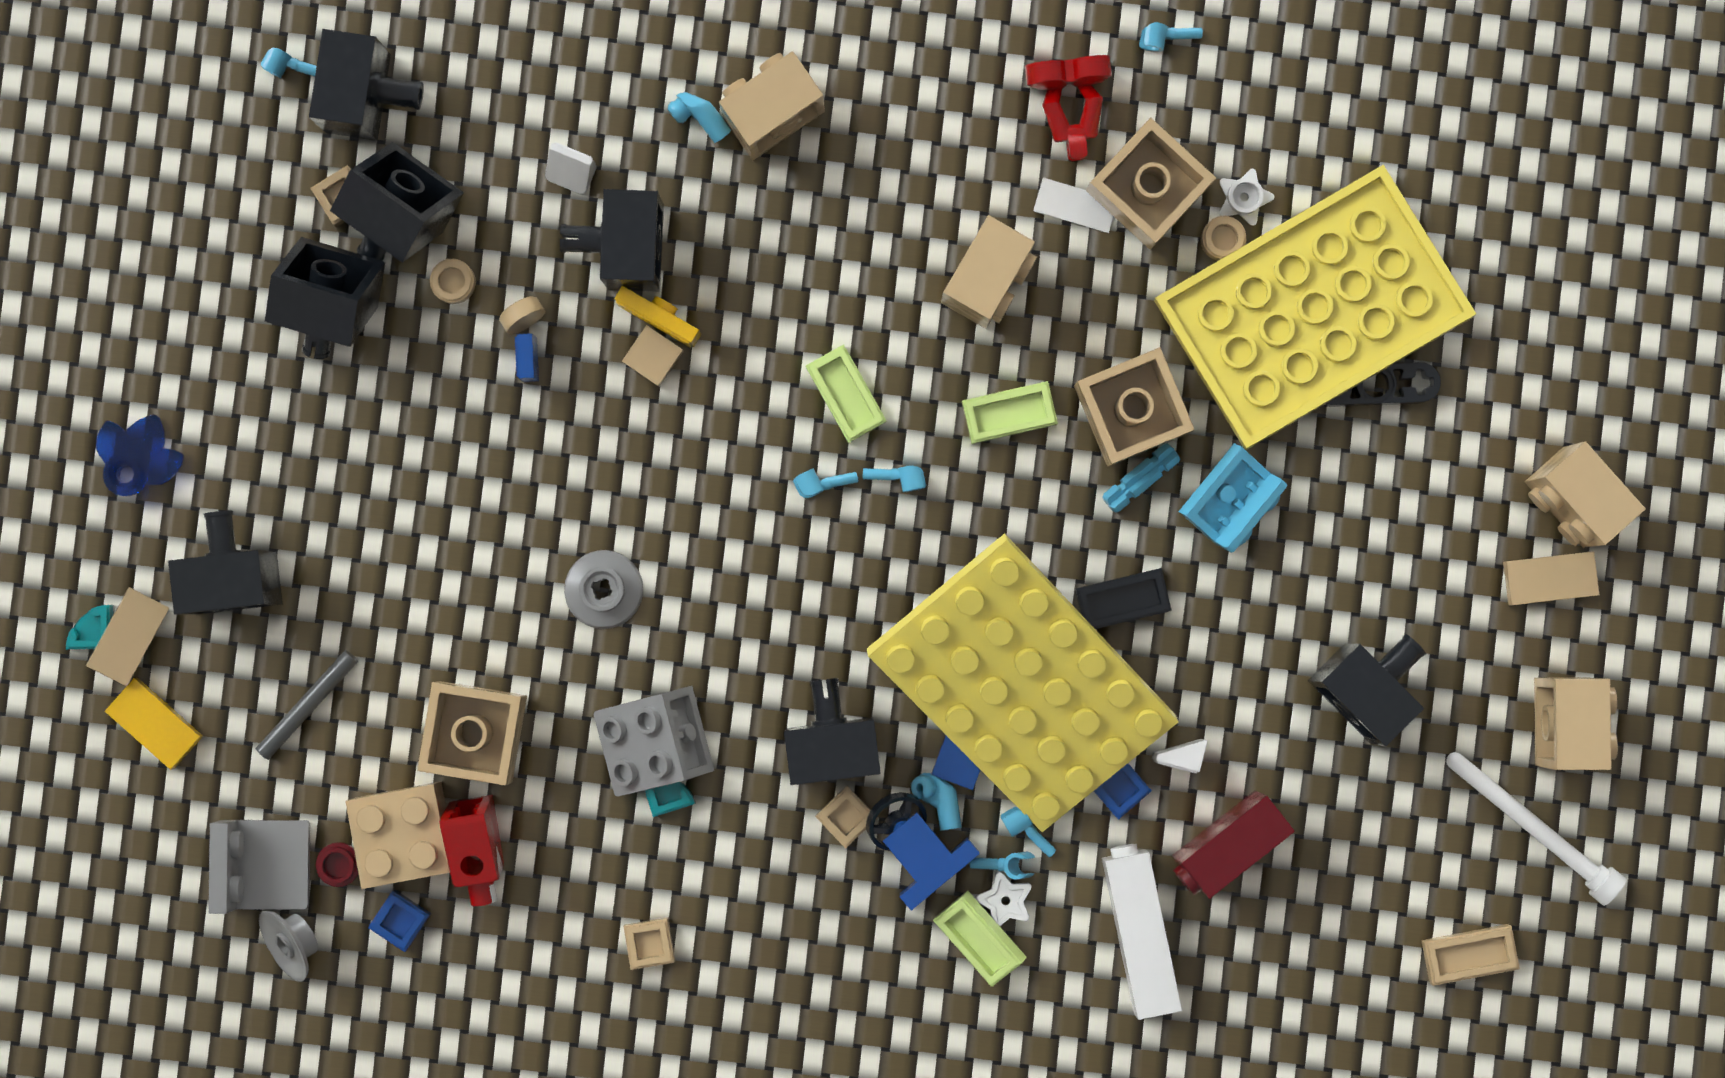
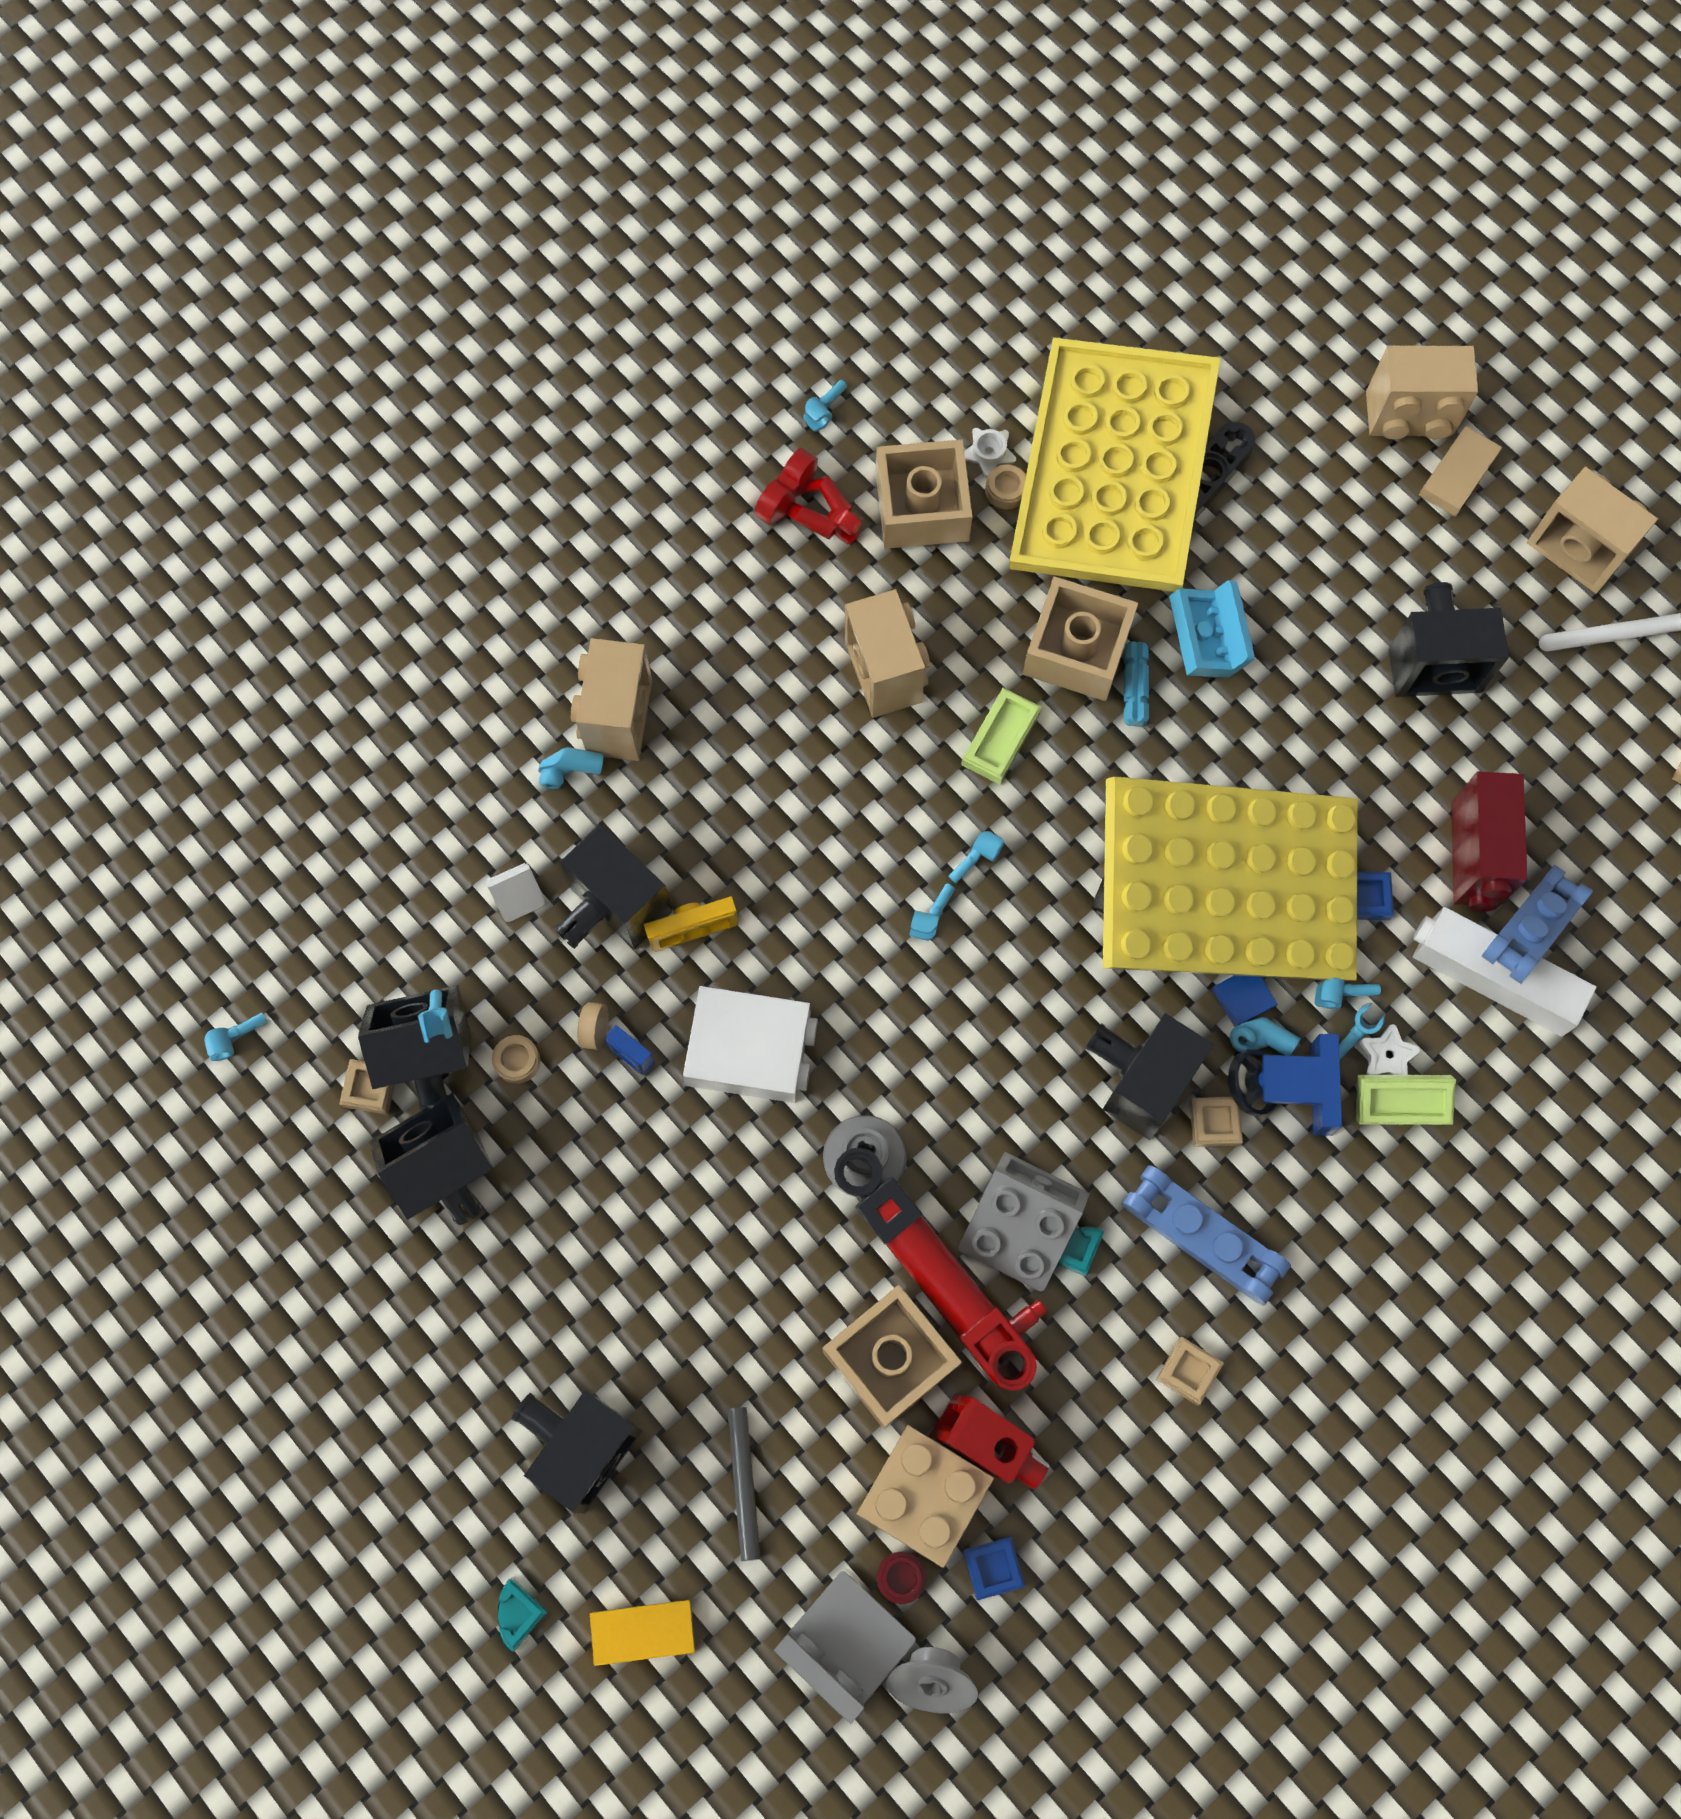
camera: 50 degrees left, 15 degrees down
(127, 636) = (550, 1586): tan tile -> none
(140, 449) = (410, 1433): clear blue plate -> none
(354, 85) = (298, 991): black brick -> none
(409, 212) = (435, 1019): none -> medium azure hand
(567, 656) = (940, 1275): none -> red piece
(606, 439) = (749, 1044): none -> white brick
(652, 356) = (717, 957): tan tile -> none
(755, 876) = (1206, 1235): none -> medium blue plate
(846, 393) = (878, 840): yellowish green tile -> none
(1072, 205) = (886, 568): white sticker -> none
(1124, 599) = (1225, 759): black tile -> none
(1183, 756) = (1385, 825): white slope -> none
(1194, 930) = (1537, 924): none -> medium blue plate

